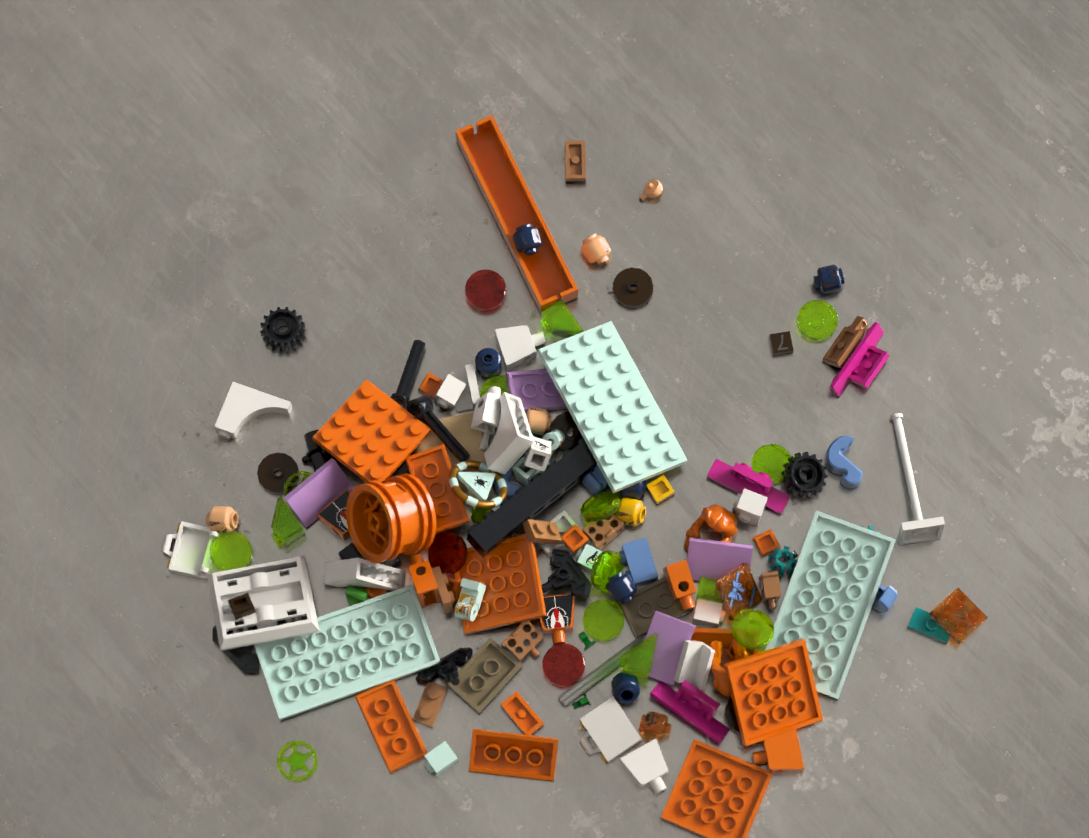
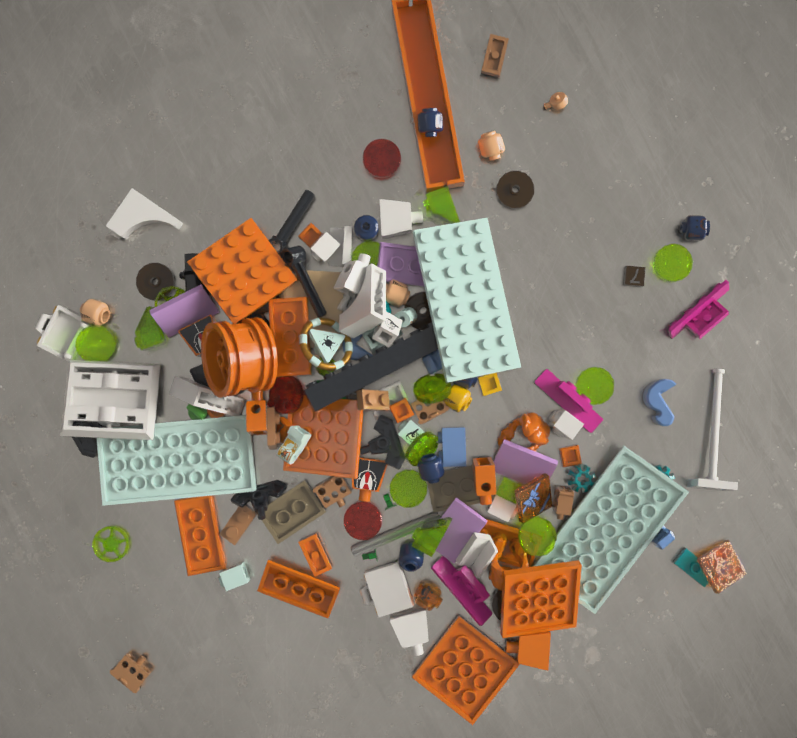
camera: 20 degrees right, 15 degrees up
(241, 606) = (87, 402): dark brown tile -> none
(287, 339) = (185, 139): black gear -> none
(814, 470) = (630, 409): black gear -> none
(846, 342) = (693, 291): medium nougat hinge -> none

